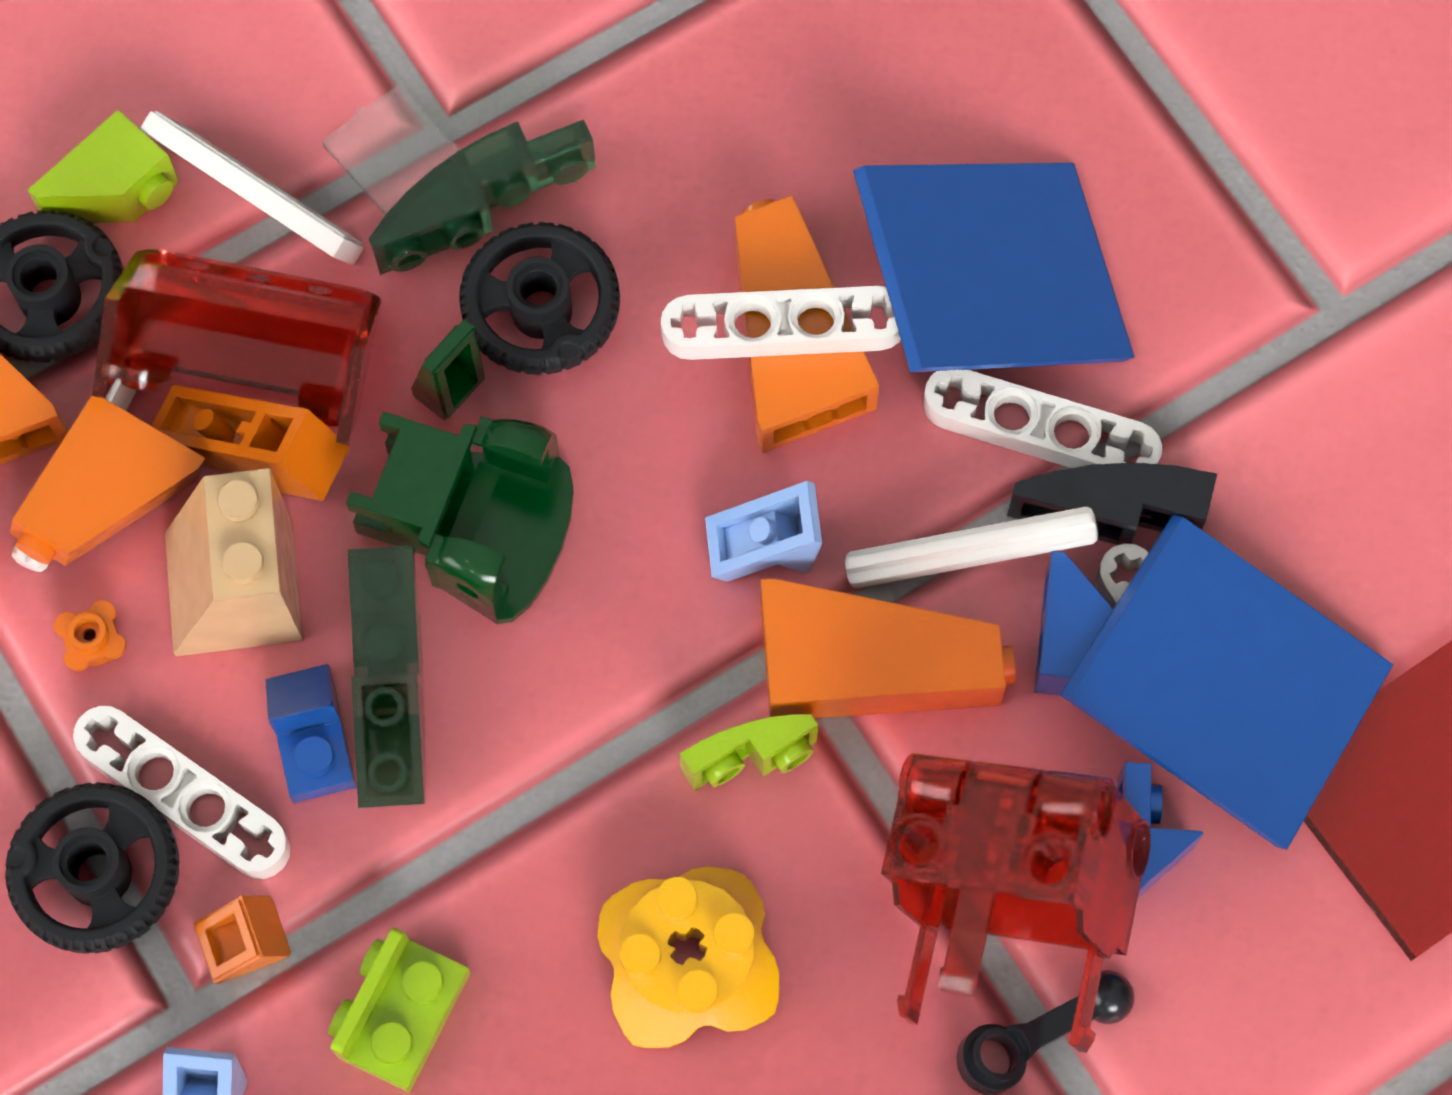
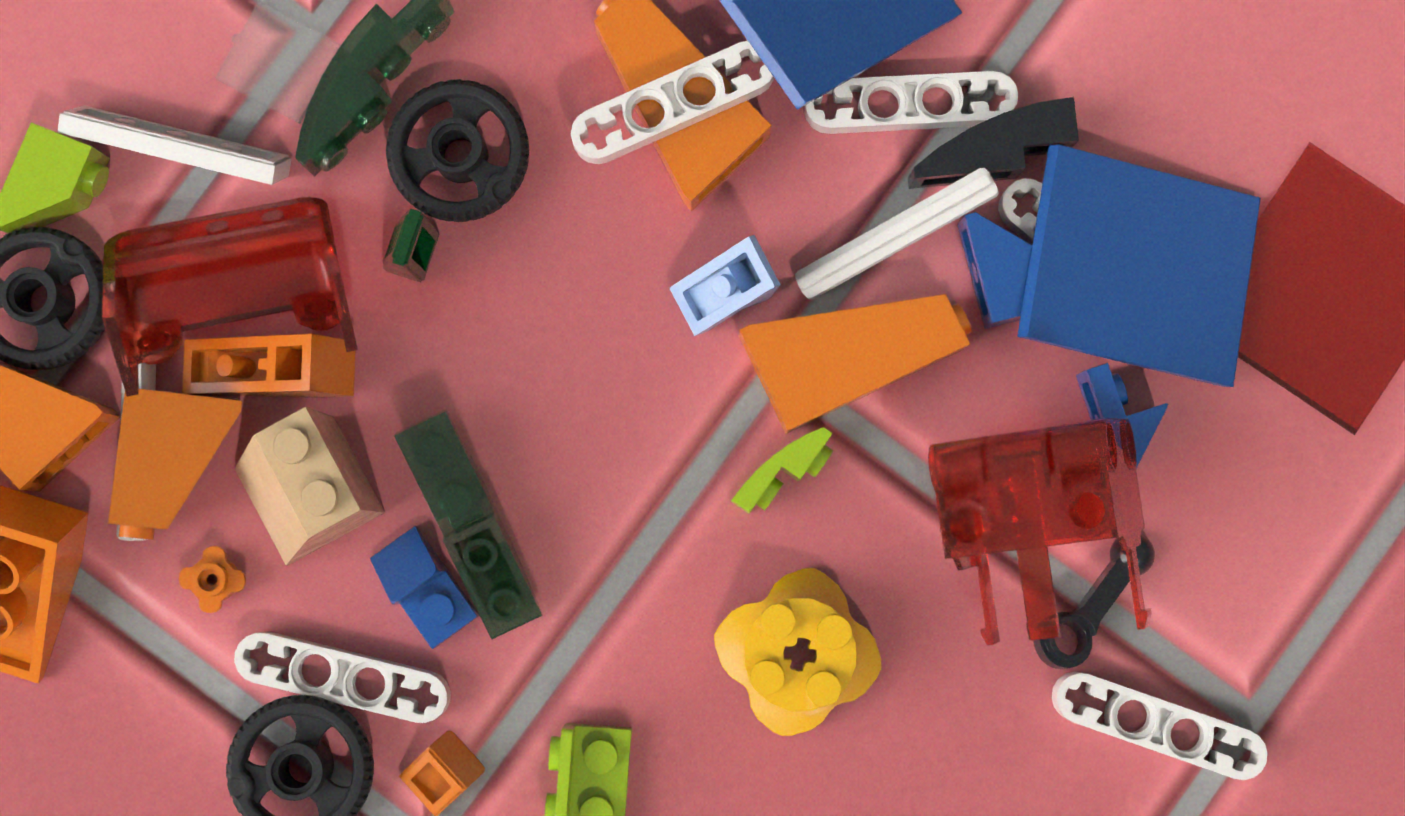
camera: 20 degrees left, 15 degrees up
(480, 518) = (483, 355): dark green piece -> none

